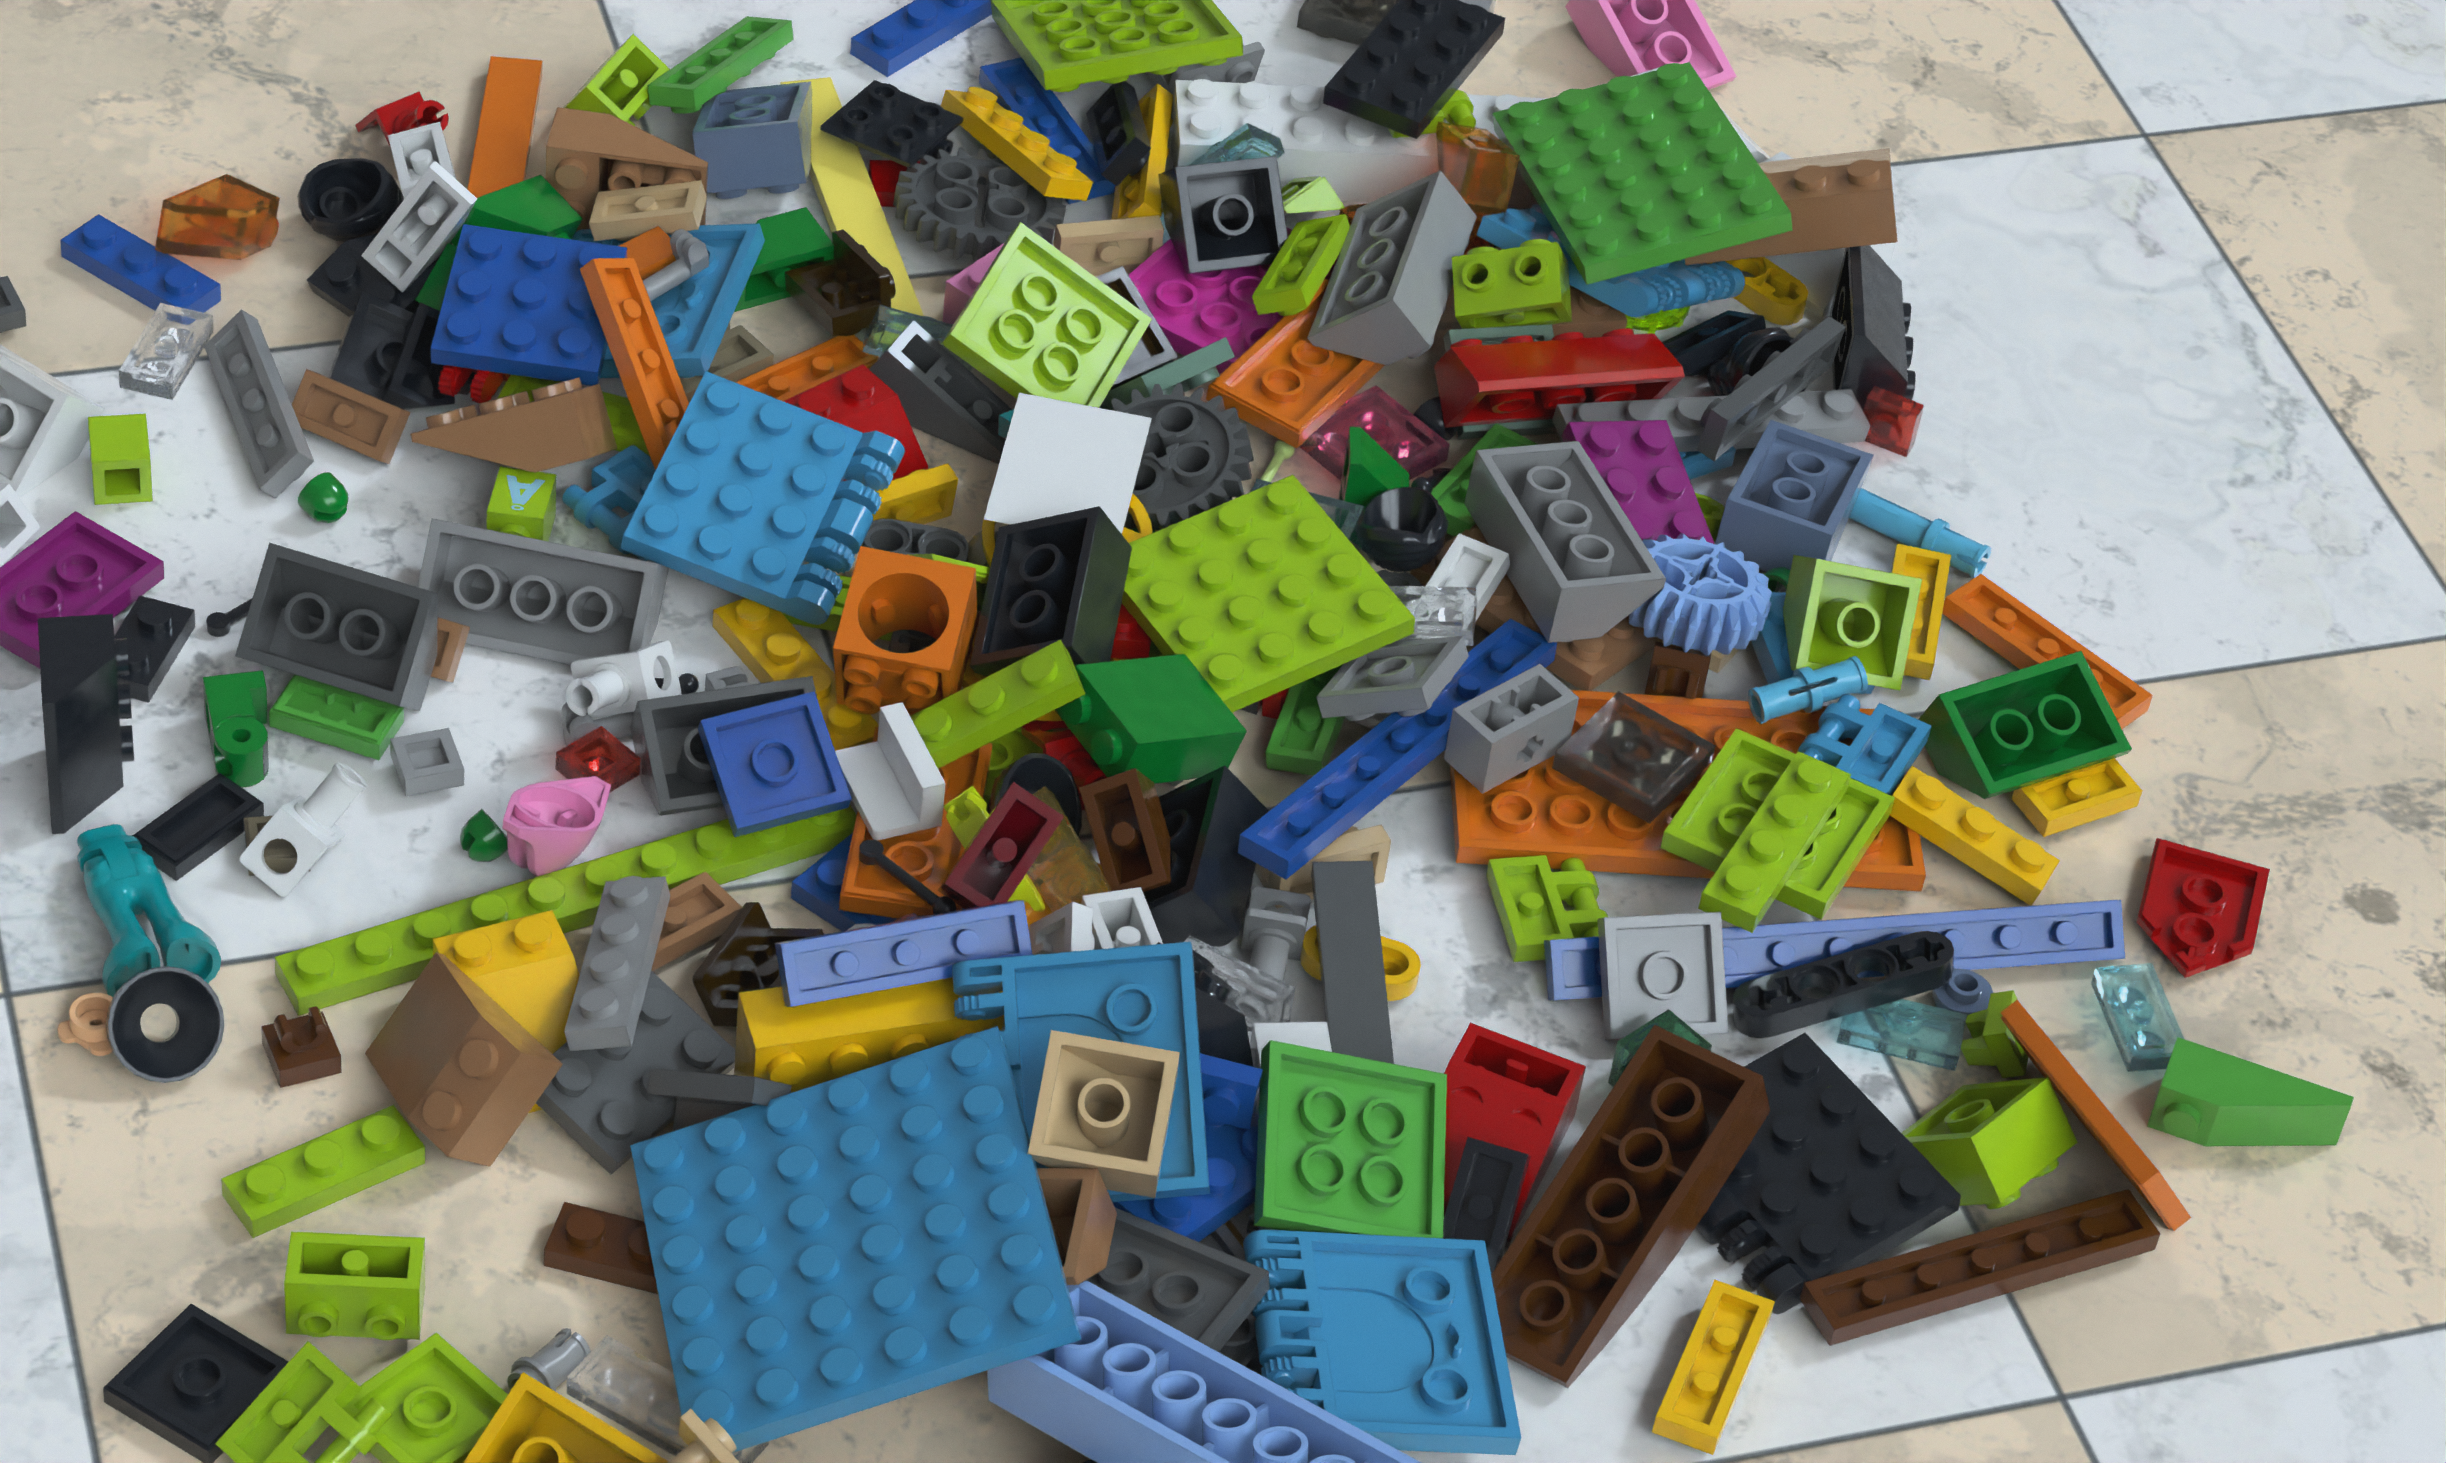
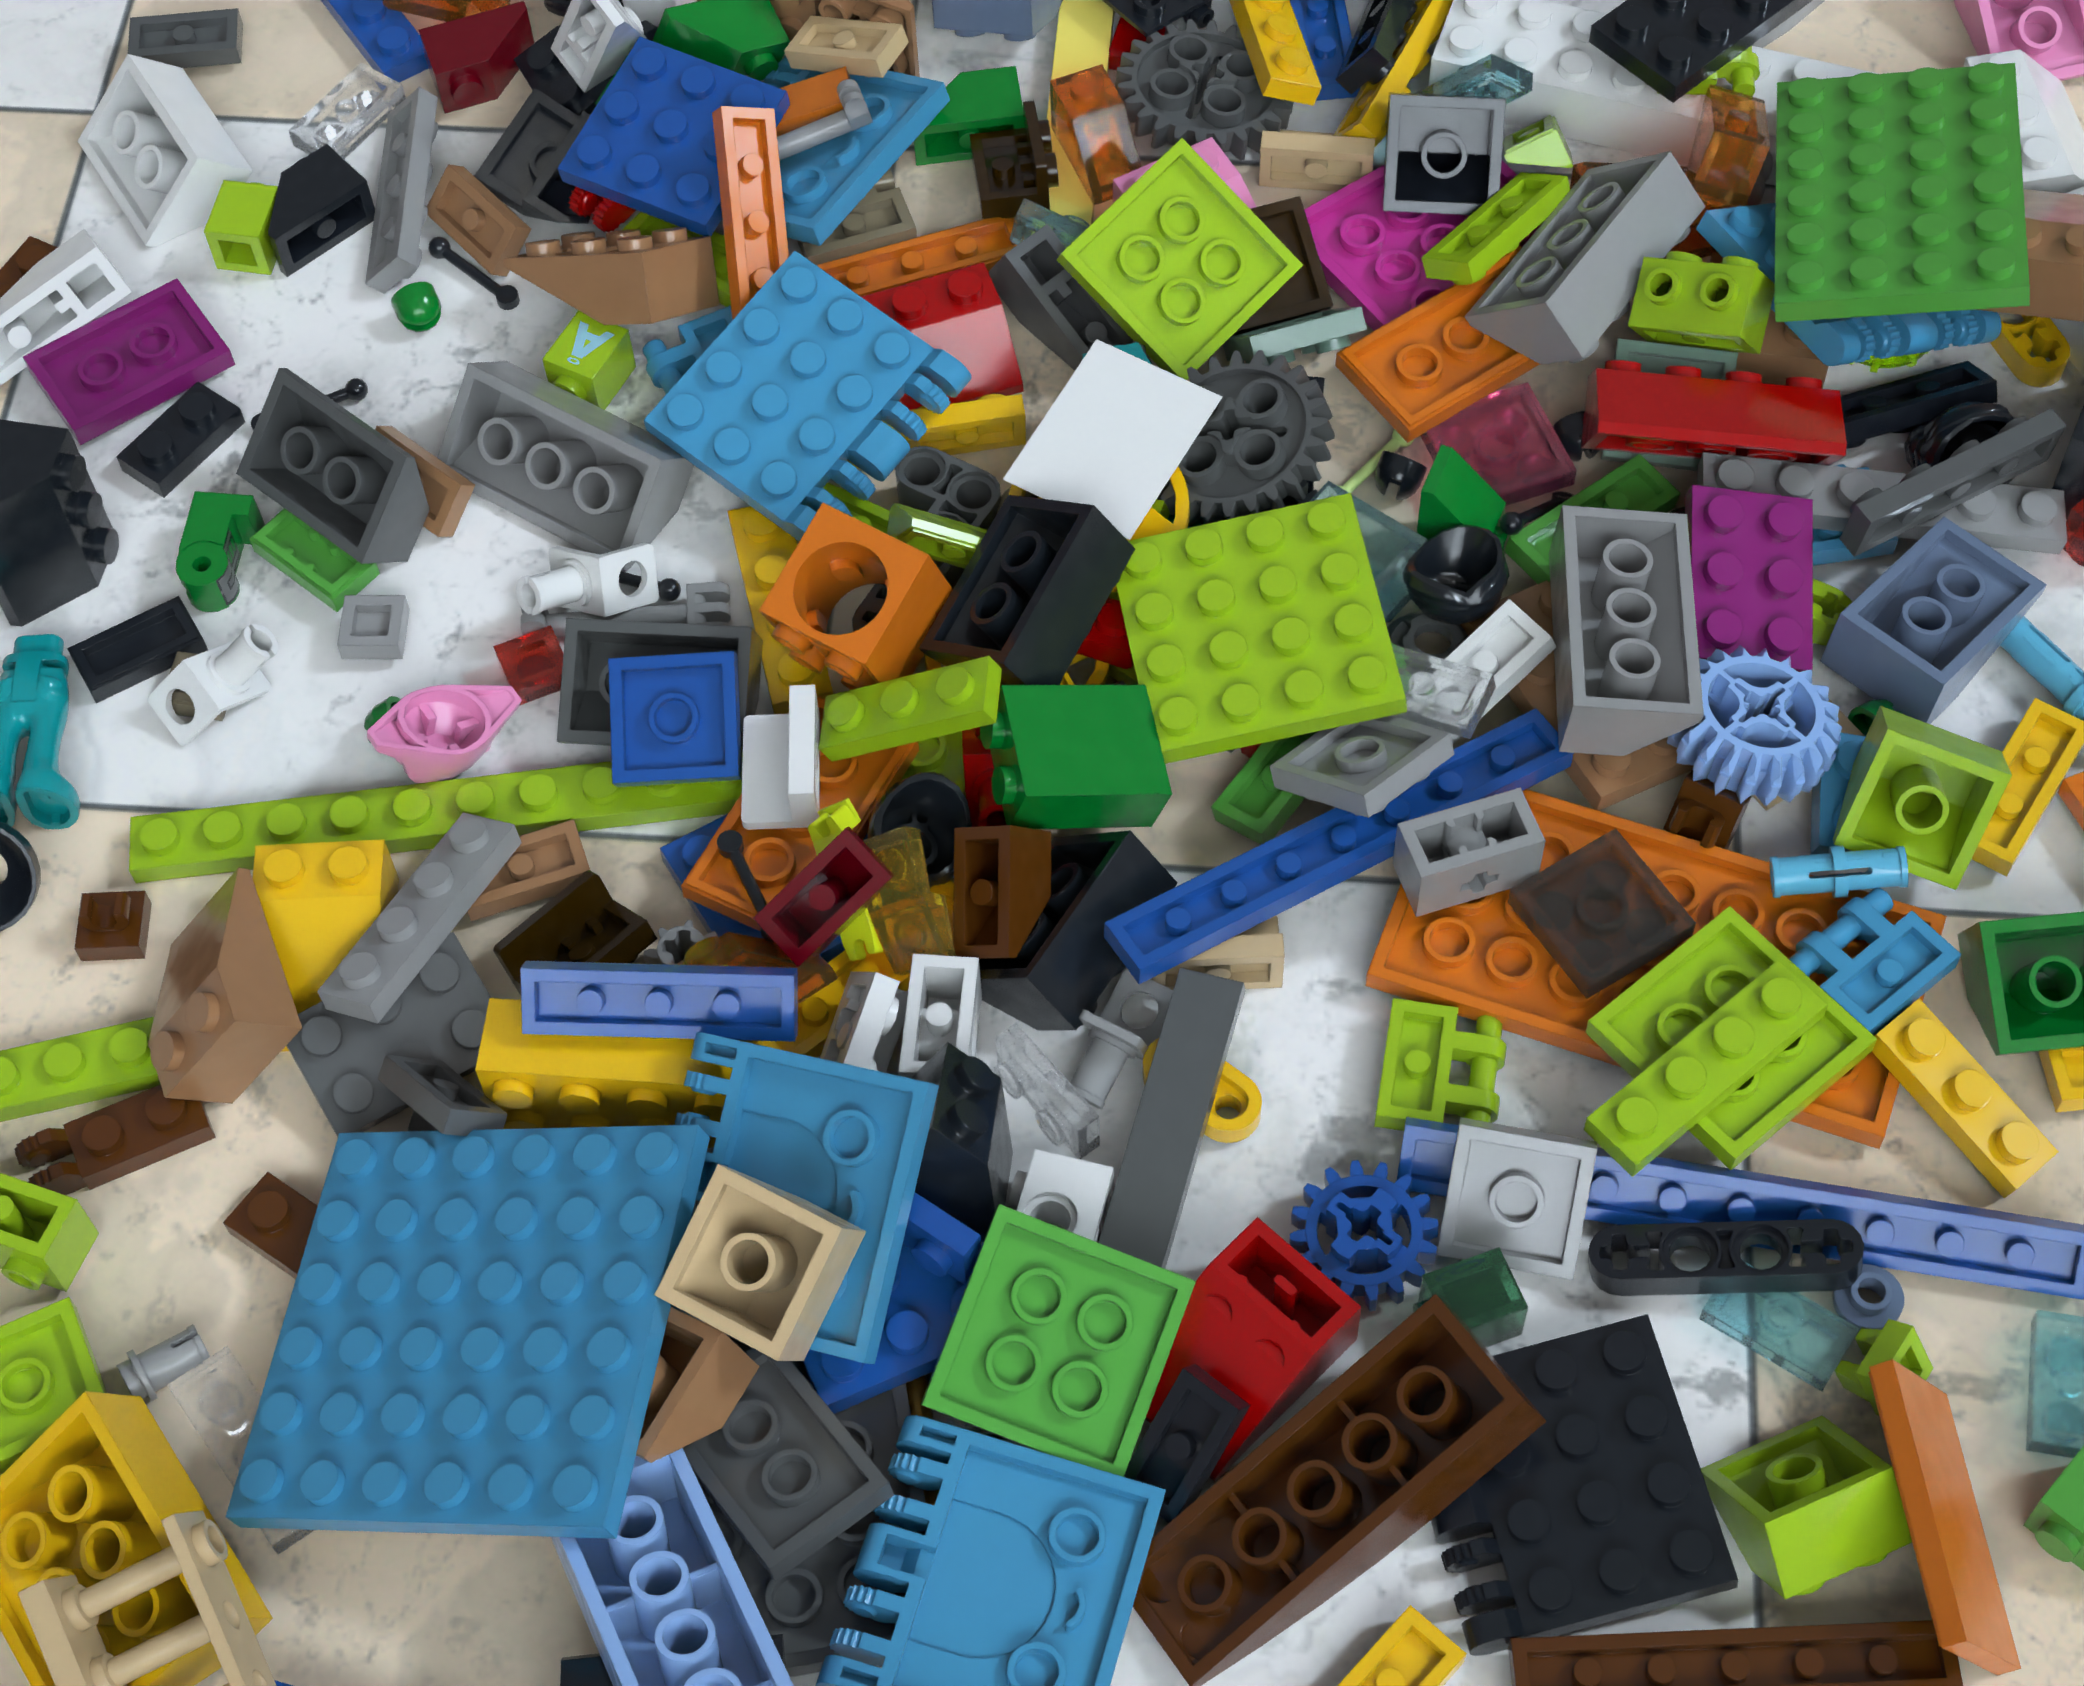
camera: 30 degrees right, 15 degrees up
(185, 429) = (316, 208): none -> black slope
(267, 279) = (476, 54): none -> dark red slope
(401, 478) = (506, 296): none -> black hinge
(415, 1201) = (115, 1141): none -> reddish brown hinge
(908, 244) = (1093, 130): none -> clear orange slope
(1303, 468) = (1399, 471): none -> black hinge
(1556, 1021) = (1378, 1210): none -> blue gear

